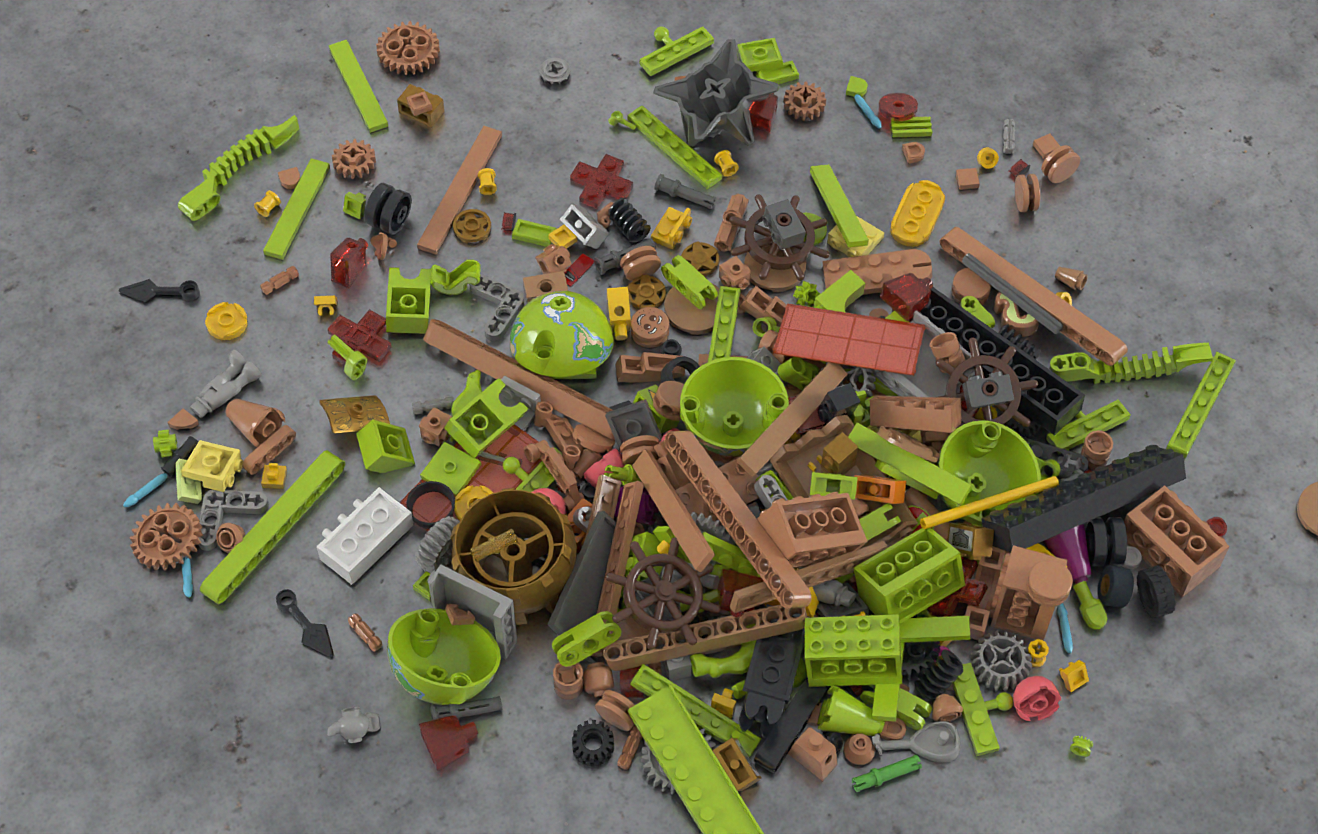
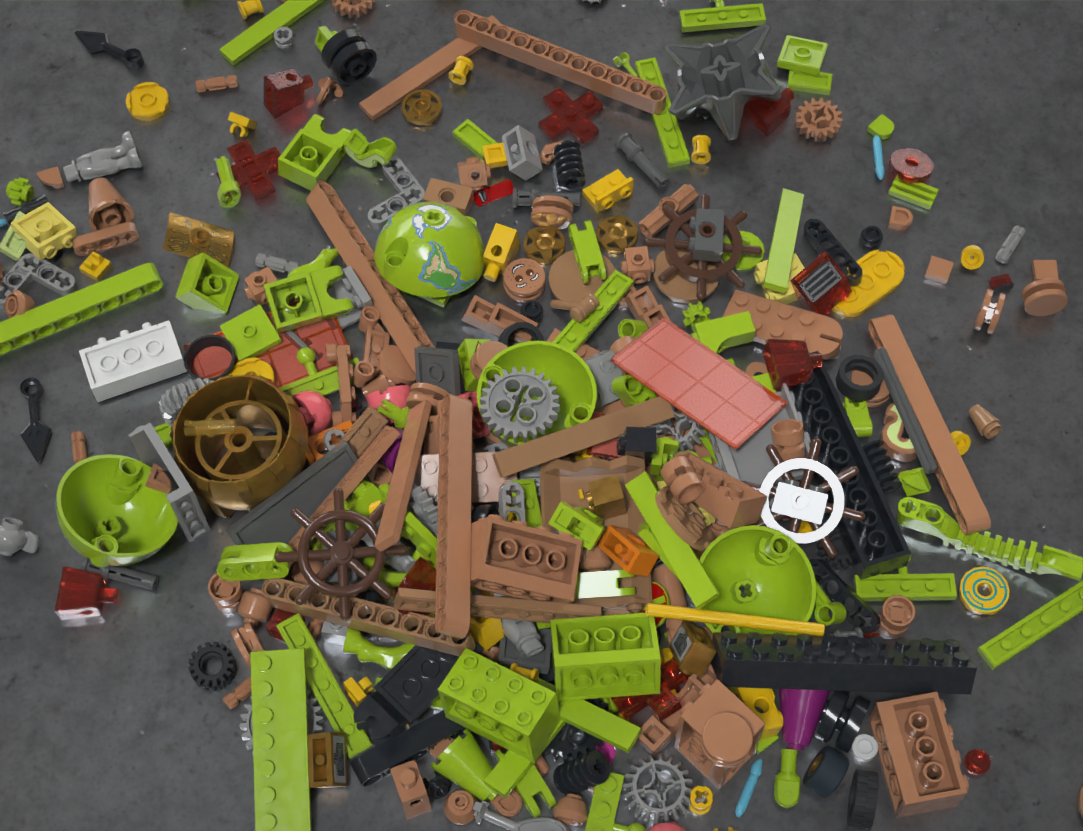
camera: 30 degrees right, 5 degrees up
(316, 221) = (283, 32): none -> light grey bush
(508, 221) = (458, 117): clear red piece -> none
(568, 140) = (560, 62): none -> nougat beam
(714, 329) = (577, 310): none -> medium nougat piece
(750, 412) = (498, 397): none -> light grey gear
(878, 202) = (835, 250): none -> black beam
(891, 227) = (821, 285): none -> slope
(894, 415) = (682, 480): none -> nougat wheel
(901, 174) = (871, 236): none -> black plate
(964, 272) = (855, 391): none -> black tyre
(1049, 344) = (914, 481): none -> lime tile
(1149, 393) = (990, 579): none -> yellow tile

